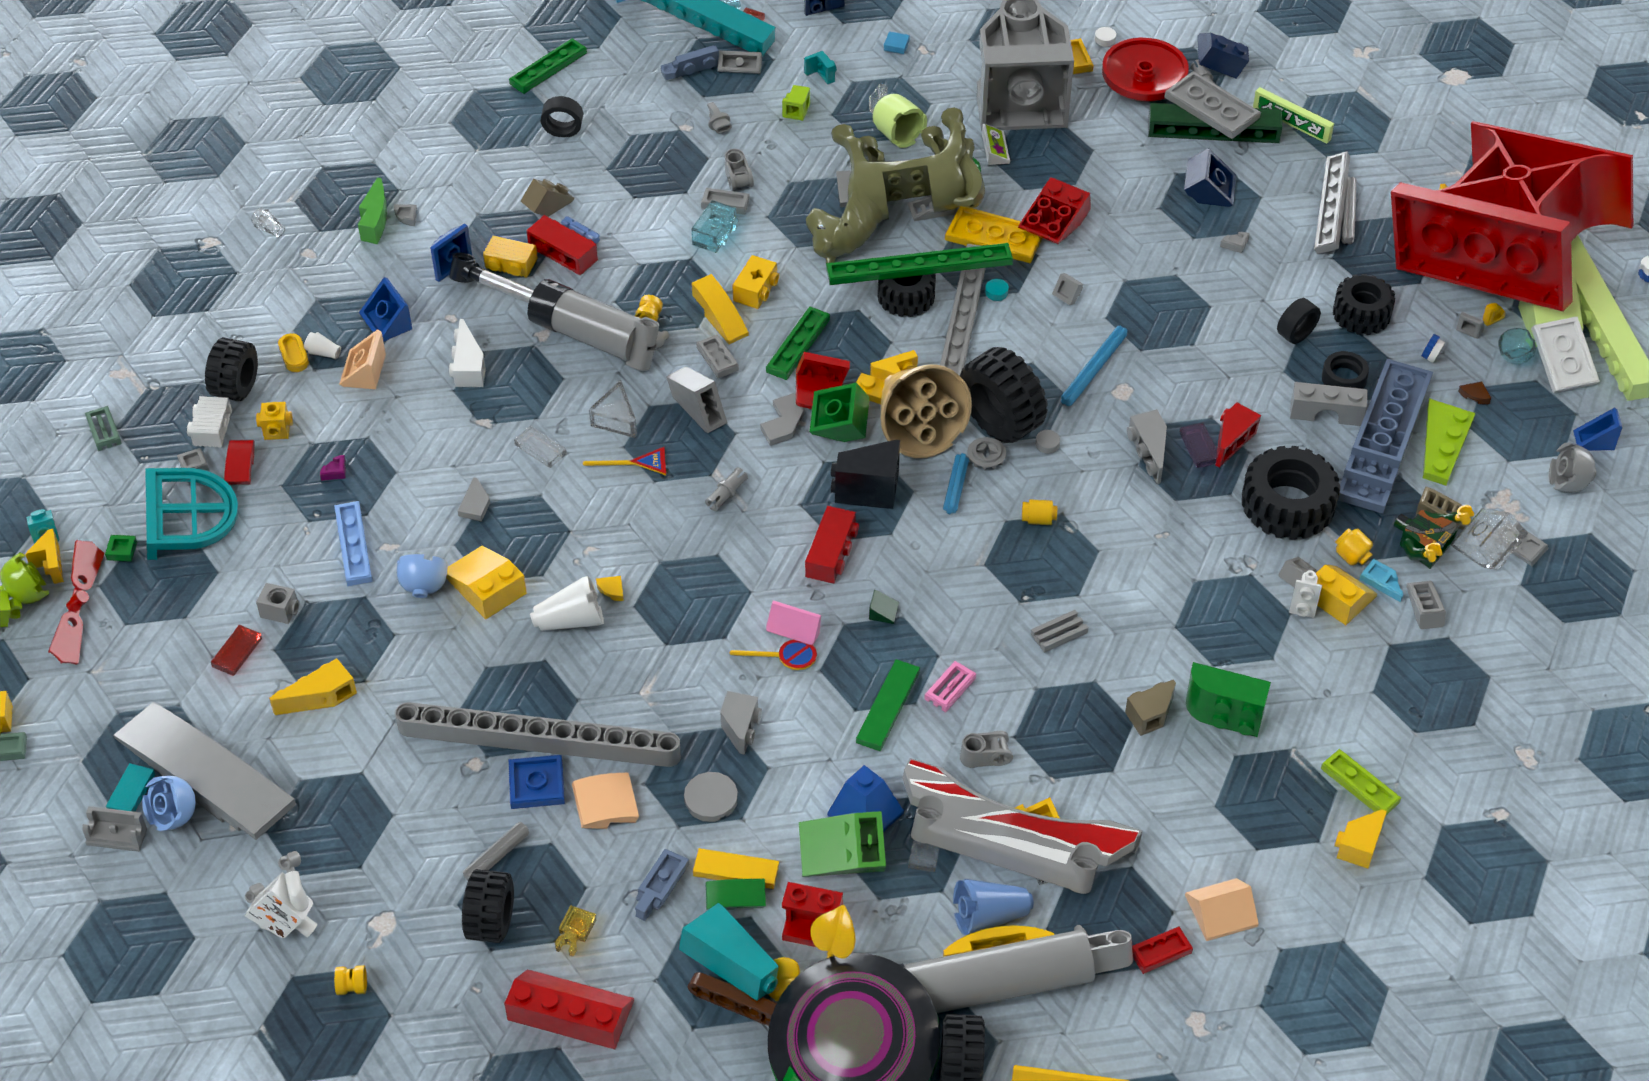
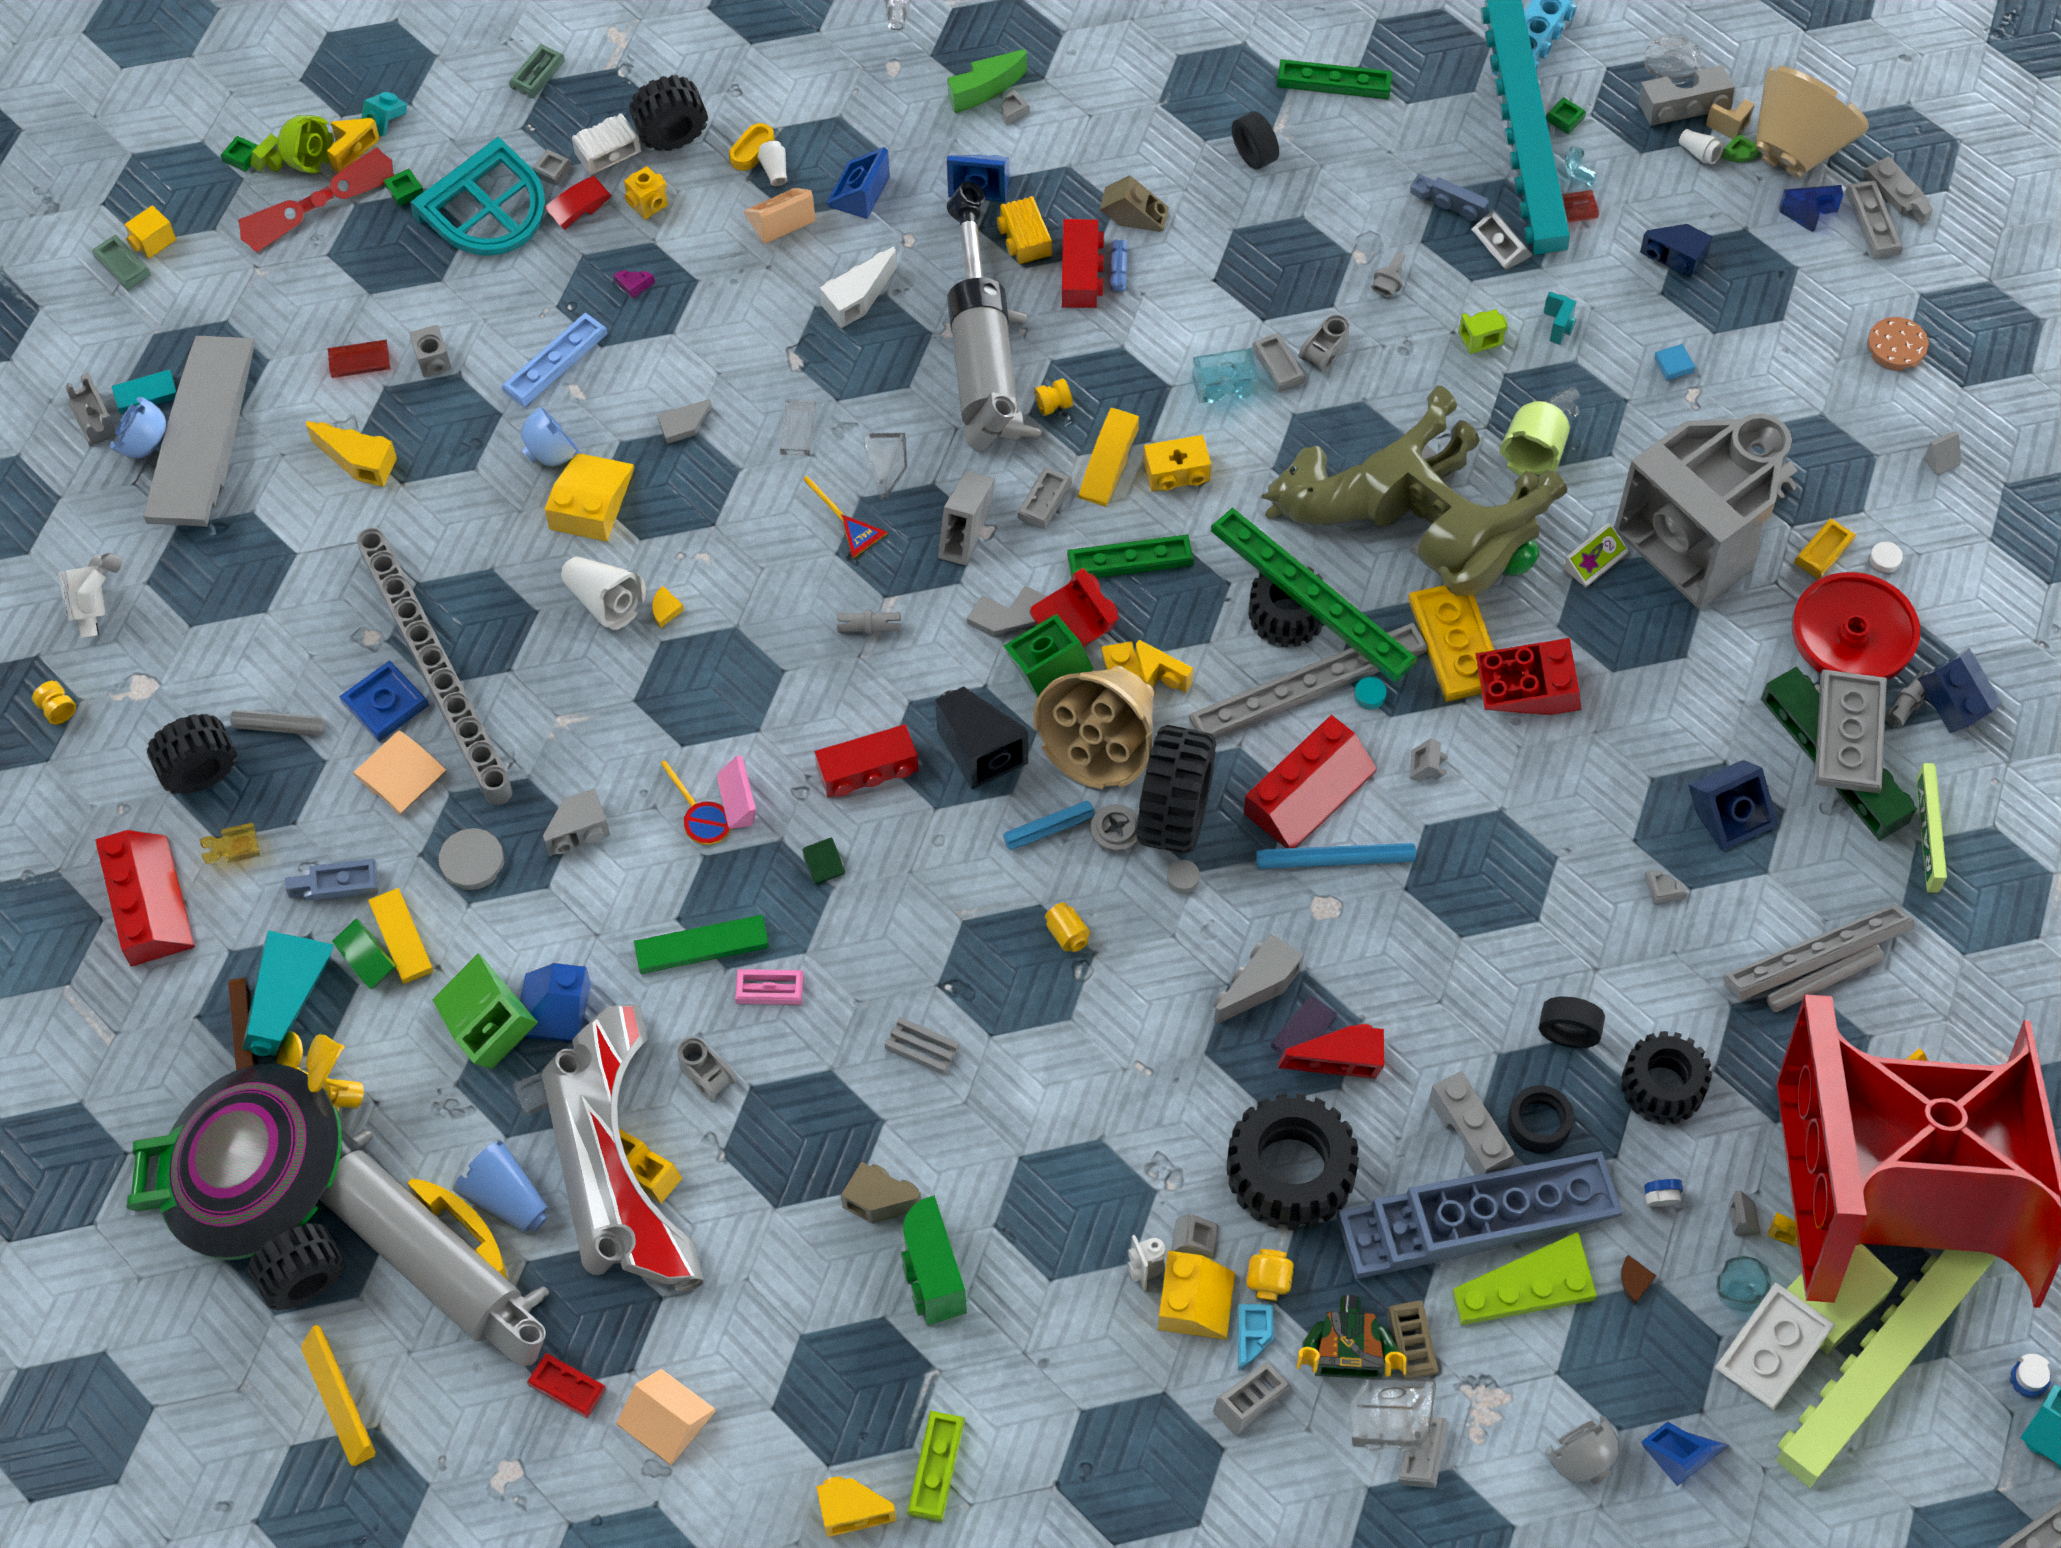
camera: 55 degrees right, 10 degrees up
(803, 907) = (367, 1034): red panel -> none
(1036, 341) = (1309, 783): none -> slope

